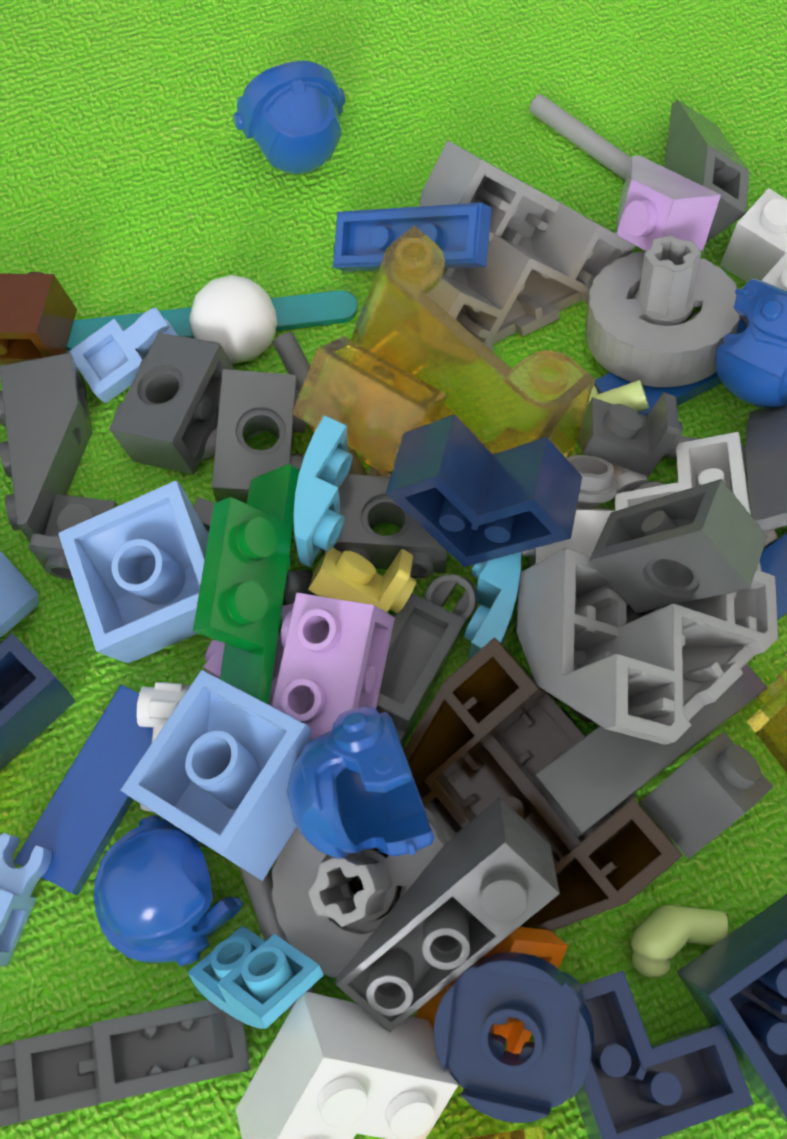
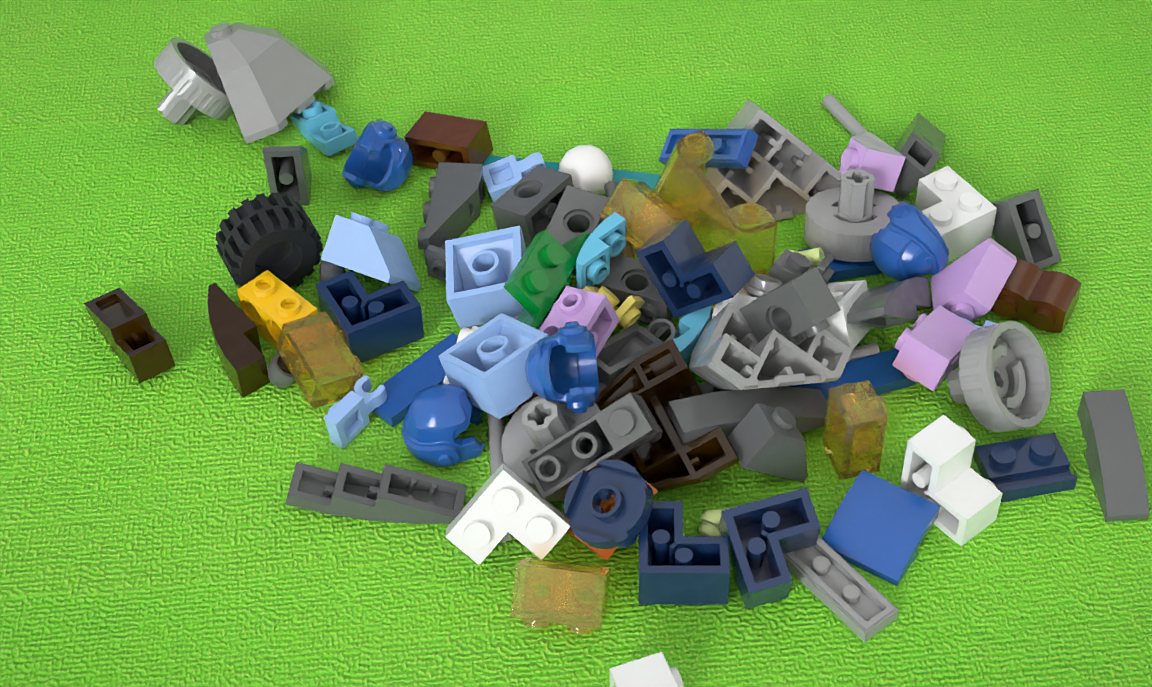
camera: 20 degrees right, 20 degrees down
(254, 977) = (480, 460): medium azure slope -> none
(292, 115) = (662, 72): blue helmet -> none

